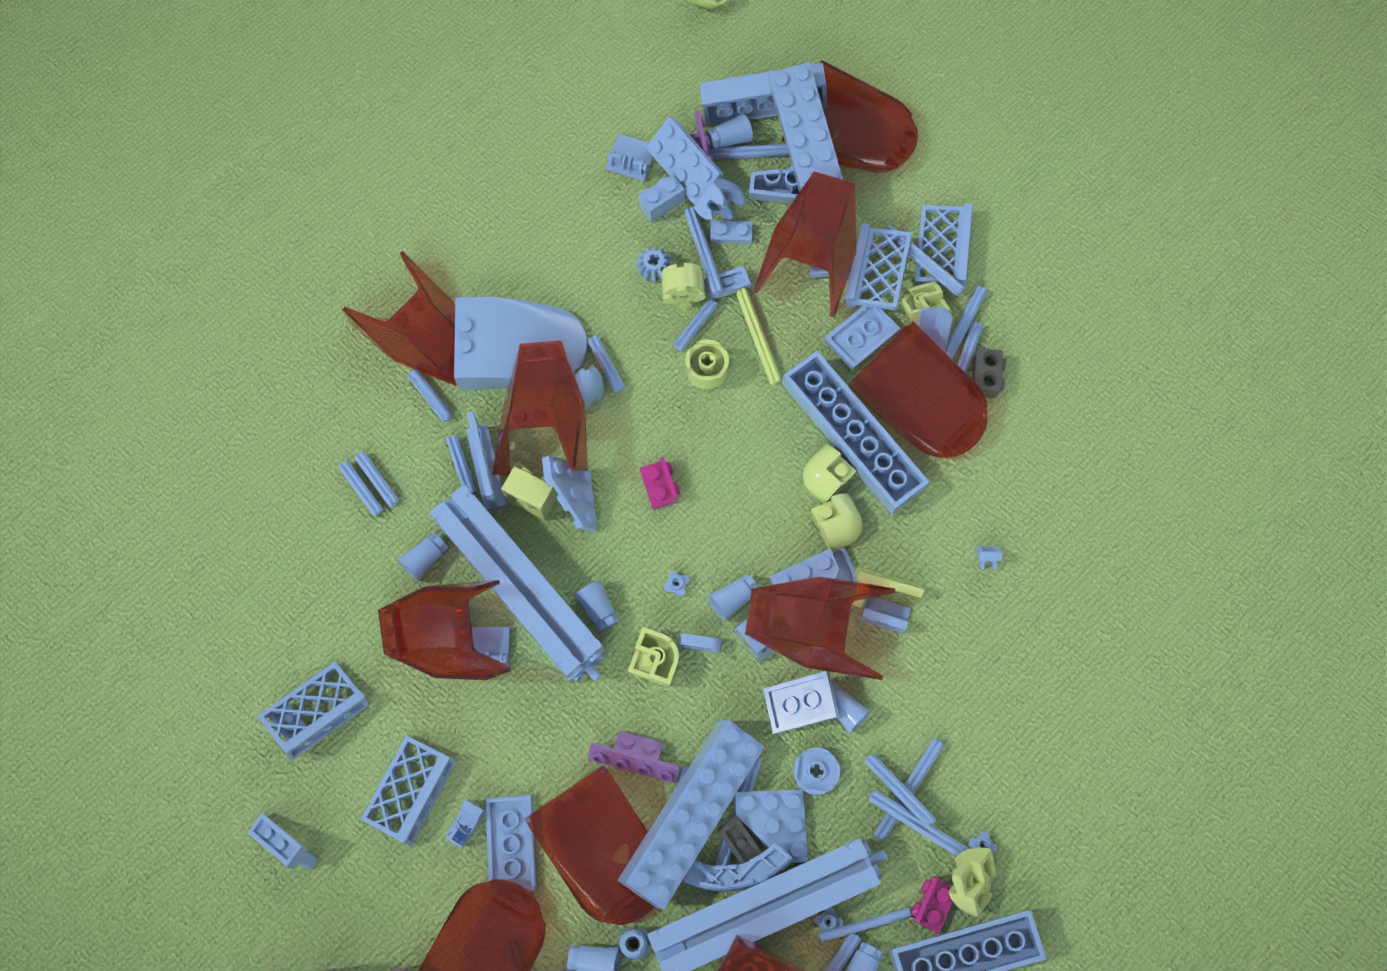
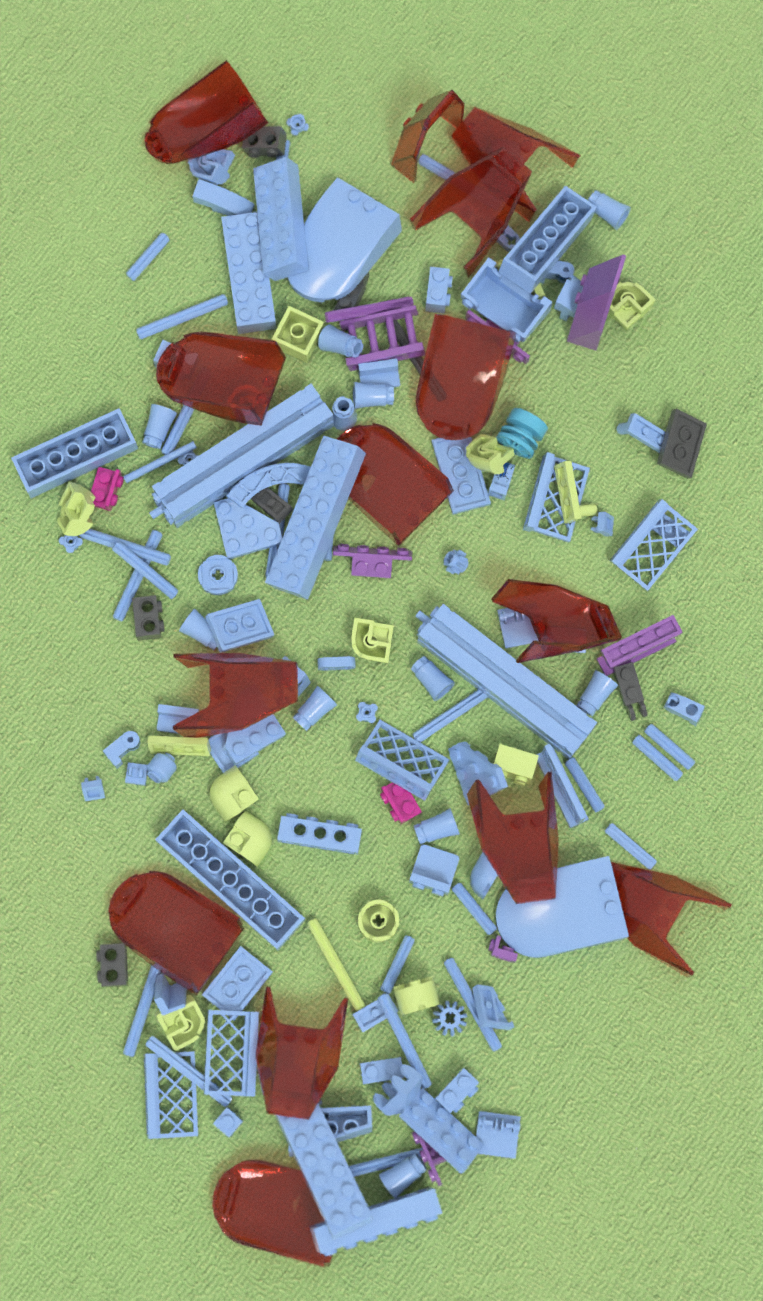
camera: 165 degrees right, 5 degrees up
(244, 825) = (681, 443): none -> dark grey plate
(332, 523) = (684, 708): none -> light blue leg
(359, 591) = (640, 644): none -> medium lavender fence
(361, 745) = (604, 525): none -> light blue tile
(385, 555) = (630, 689): none -> dark grey hinge
(393, 785) = (568, 494): none -> yellowish green piece
(425, 875) = (522, 432): none -> medium azure wheel
(473, 853) = (488, 455): none -> yellowish green brick
(541, 733) = (456, 561): none -> light blue gear
(586, 313) = (505, 953): none -> medium lavender bracket
(589, 564) = (449, 715): none -> light blue axle
(612, 264) = (490, 1008): none -> light blue wing
(626, 447) = (437, 827): none -> light blue plant
(628, 275) = (468, 997): none -> light blue axle
(639, 405) = (434, 870): none -> light blue bracket
(663, 513) = (395, 770): none -> light blue fence
(744, 453) = (349, 845): none -> light blue brick
(891, 208) = (228, 1122): none -> light blue brick
(910, 563) = (161, 767): none -> light blue head
(911, 736) = (143, 618): none -> dark grey brick
(938, 564) = (136, 774): none -> light blue tile
(945, 598) = (120, 747): none -> light blue leg
(969, 346) = (134, 987): light blue axle -> none

